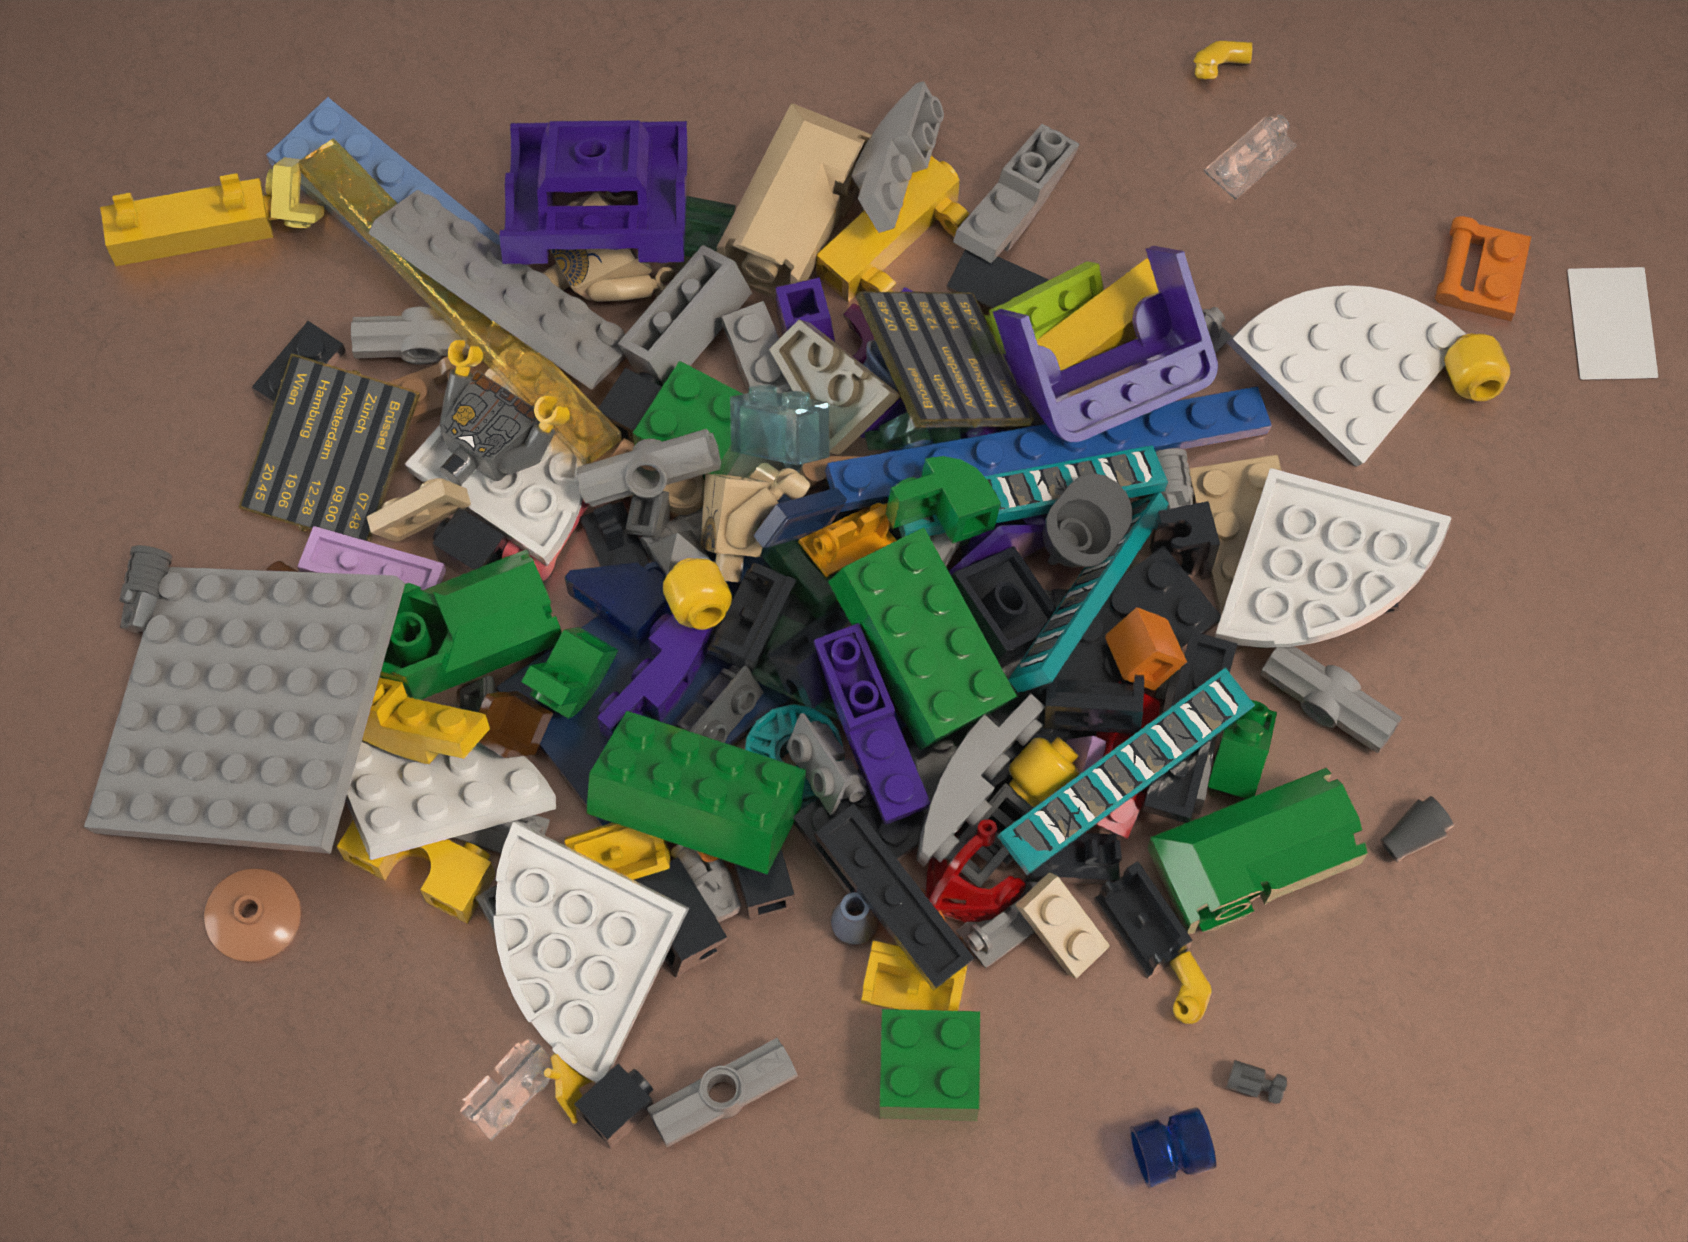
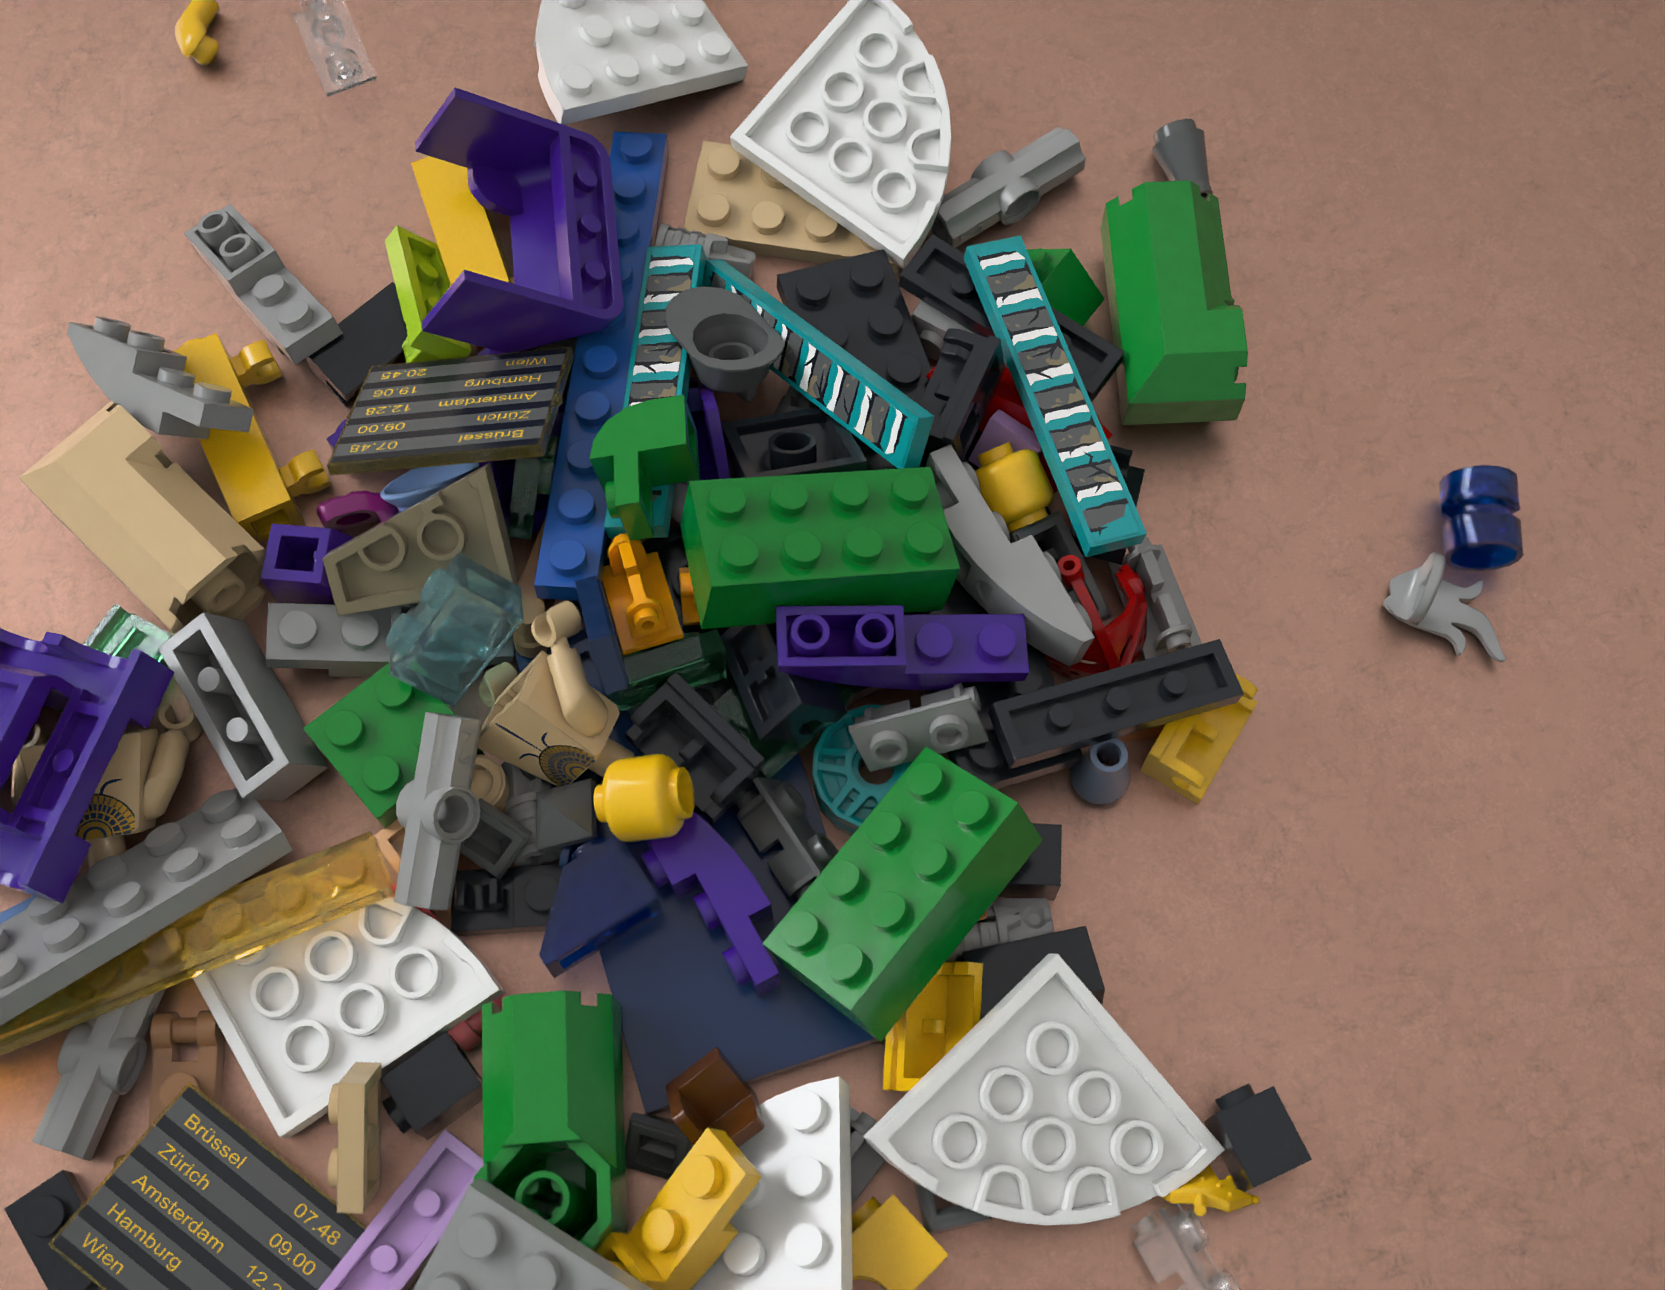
camera: 70 degrees left, 0 degrees up
(490, 425) = (284, 997): torso -> none
(571, 671) = (674, 1001): green brick -> none
(630, 400) = (327, 808): black brick -> none
(750, 1075) = (1269, 958): light grey piece -> none
(930, 1065) = (1313, 745): green brick -> none
(1062, 925) = (1190, 542): tan plate -> none
(1089, 1134) = (1440, 607): none -> light grey piece
(1143, 920) = (1203, 459): black hinge -> none
(1146, 647) = (902, 328): orange panel -> none
(1190, 535) = (780, 239): black hinge -> none
(1194, 991) = (1296, 440): yellow arm -> none
(1251, 1080) = (1418, 415): dark grey piece -> none

